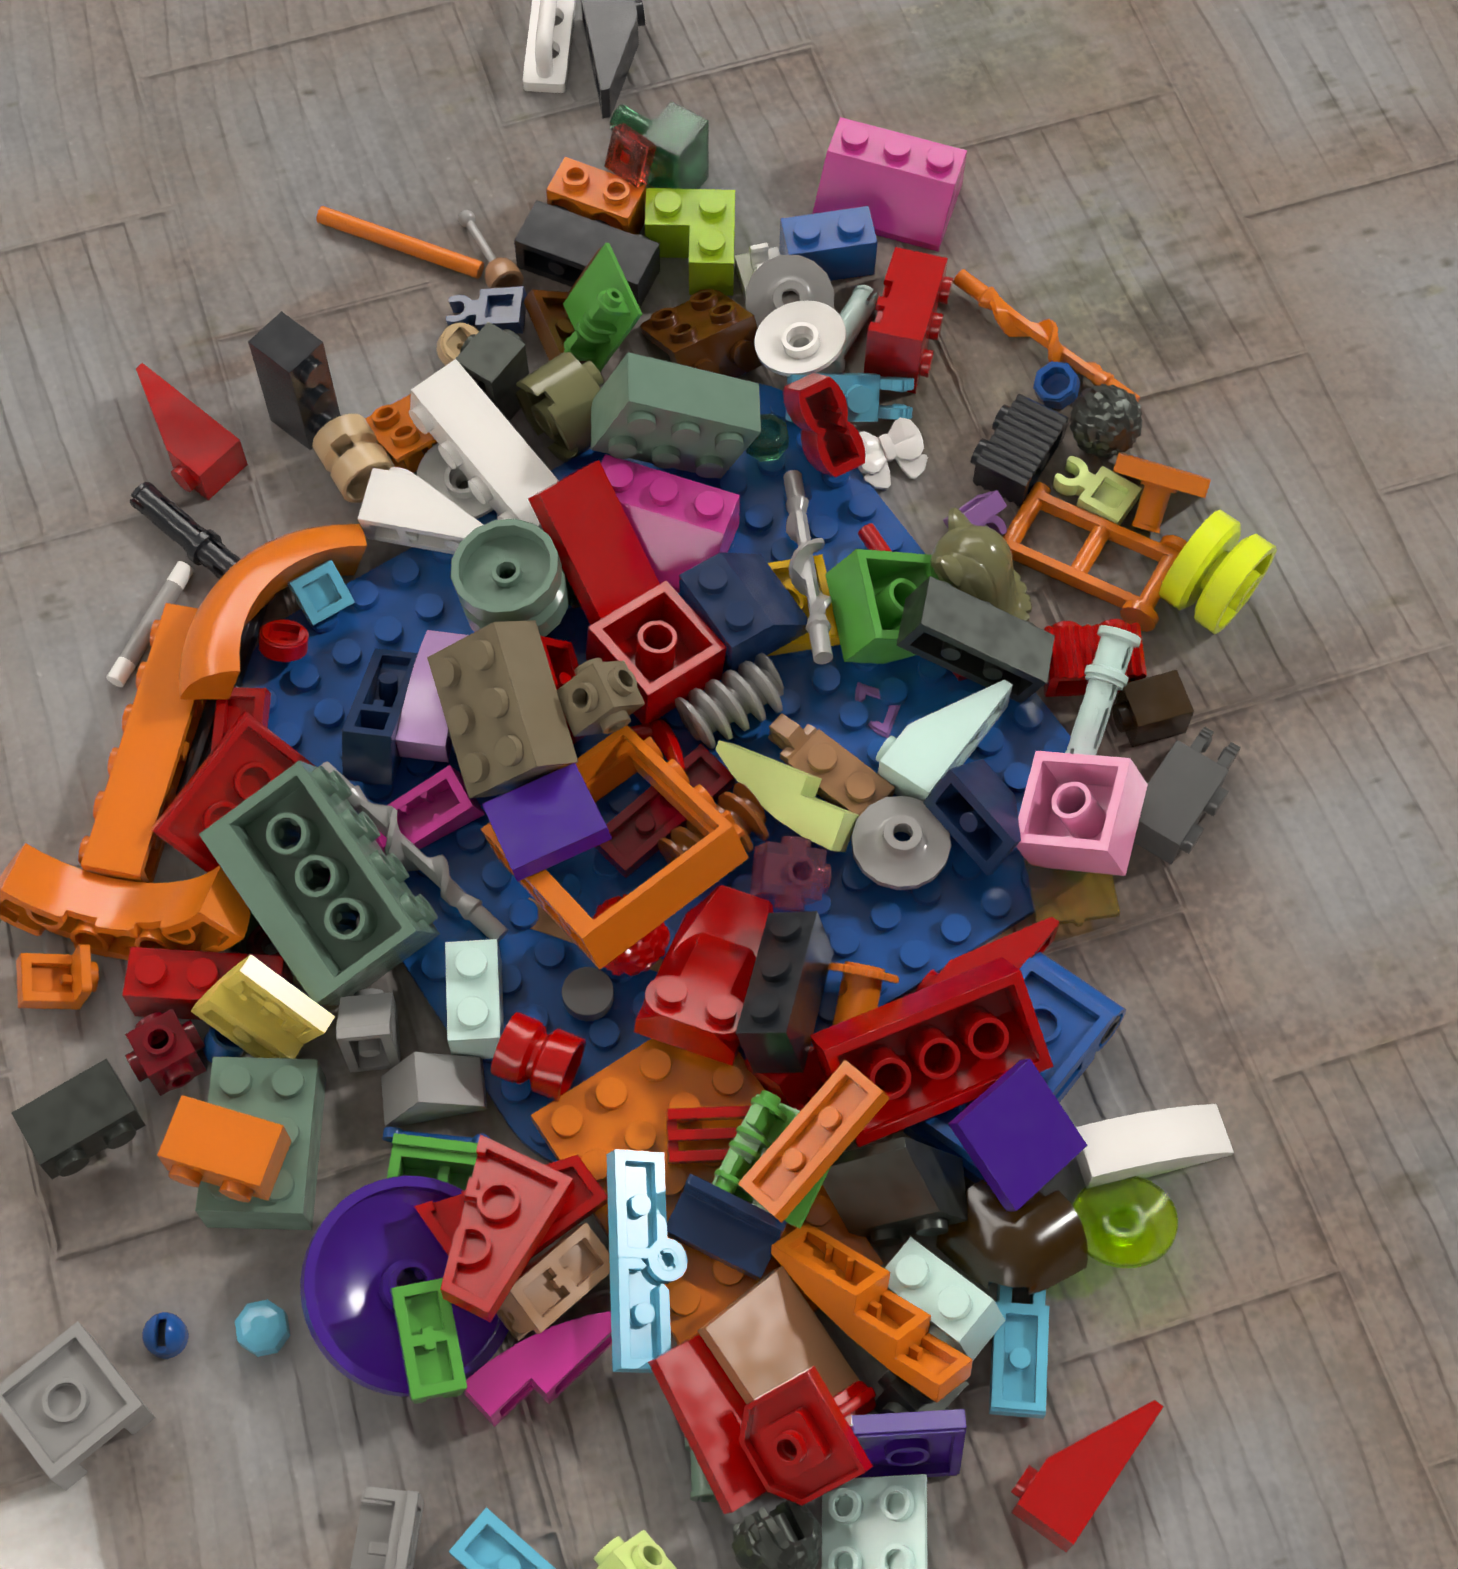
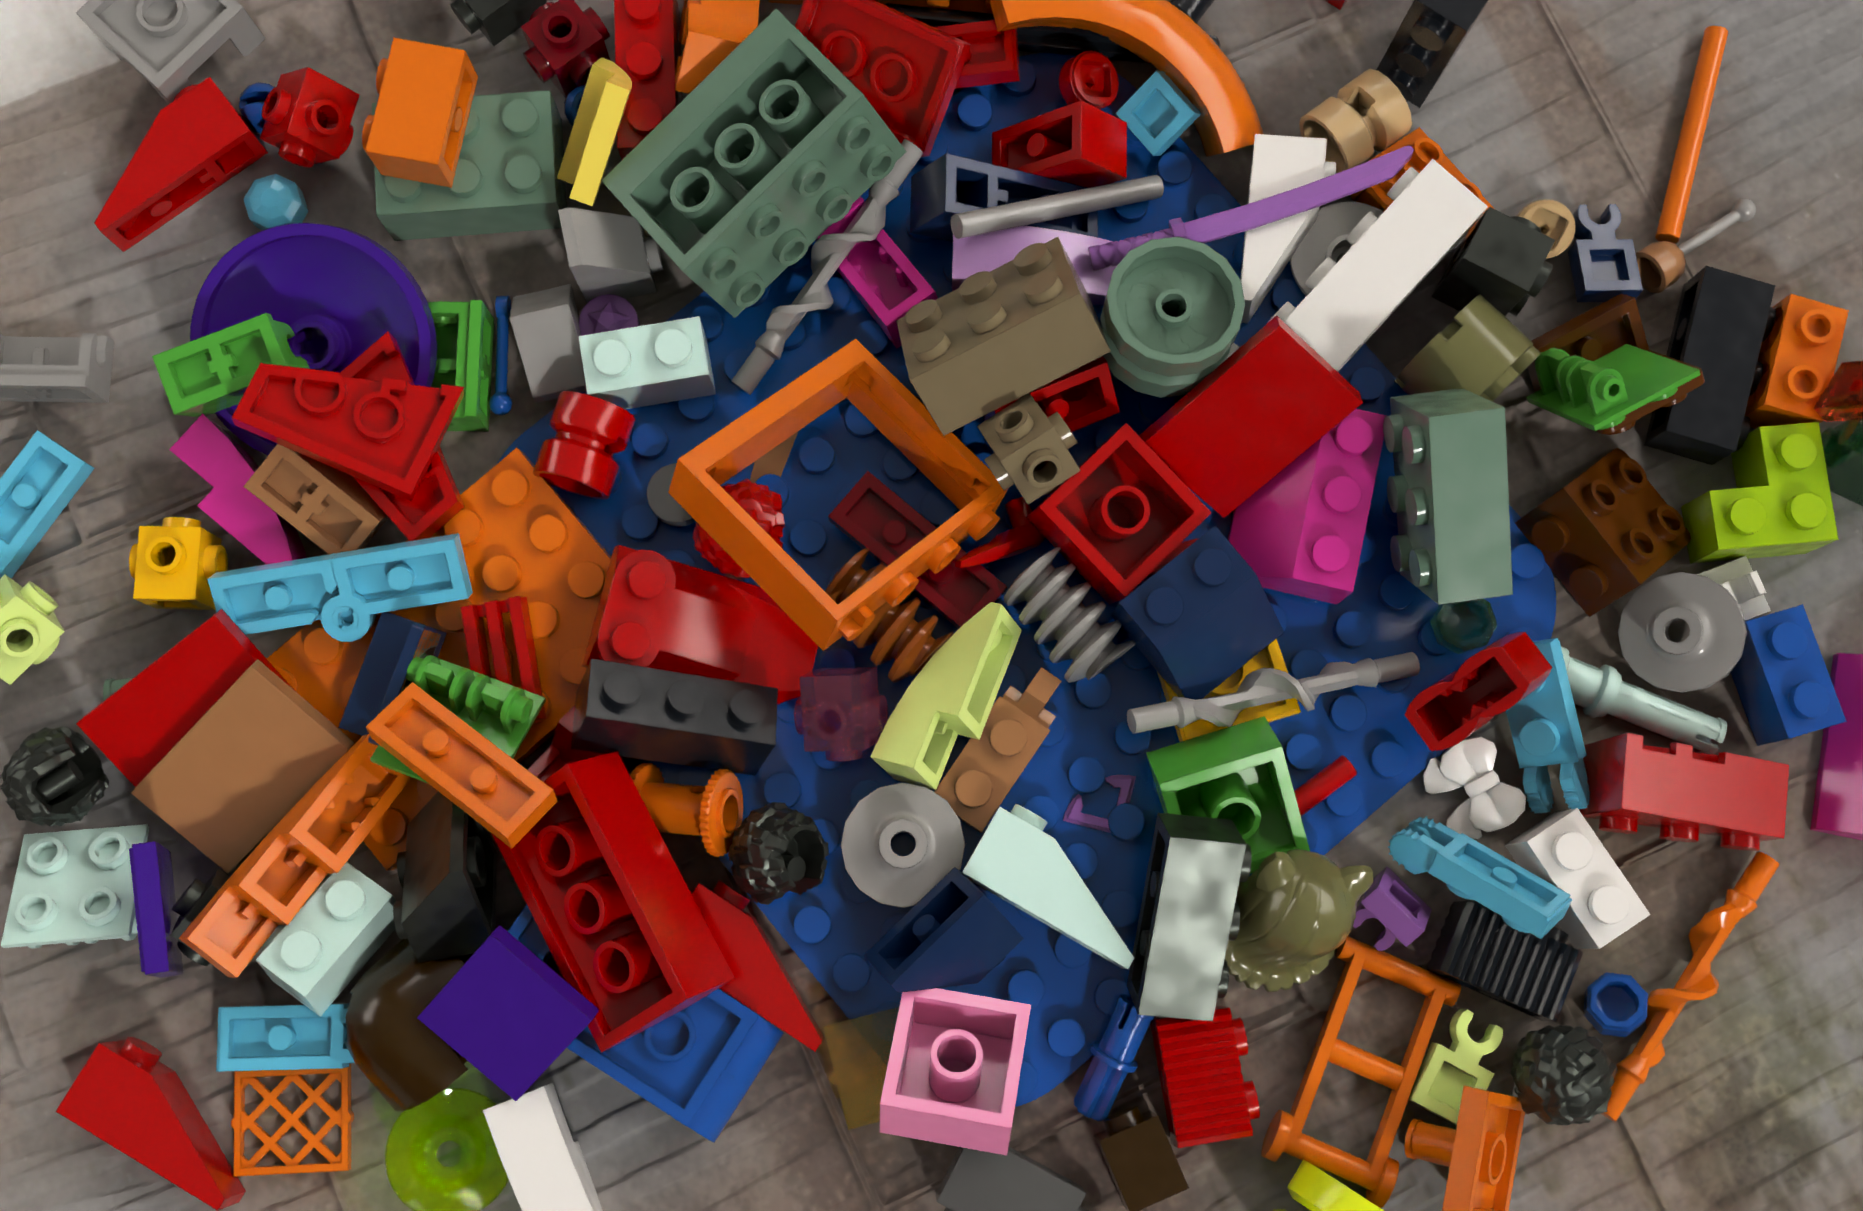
camera: 80 degrees right, 15 degrees up
(190, 1280) = (309, 117): none -> red brick
(196, 1395) = (183, 157): none -> red slope
(340, 659) = (1066, 145): none -> red slope
(393, 667) = (1056, 206): none -> light grey bar
(424, 1037) = (607, 314): none -> medium lavender tile
(435, 579) = (1263, 211): none -> medium lavender sword
(546, 821) = (853, 406): dark purple tile -> none
(605, 1439) = (174, 564): none -> yellow brick
(800, 338) = (1632, 637): white dish -> none
(804, 1438) = (148, 792): red piece -> none
(900, 933) = (777, 853): none -> pearl dark grey piece
(957, 450) = (1480, 875): none -> medium azure hinge
(964, 393) = (1574, 860): none -> white brick
(1065, 711) = (1112, 1060): none -> blue axle
(1088, 1406) = (243, 1122): none -> orange window
(1104, 679) = (1153, 1091): light aqua pin -> none

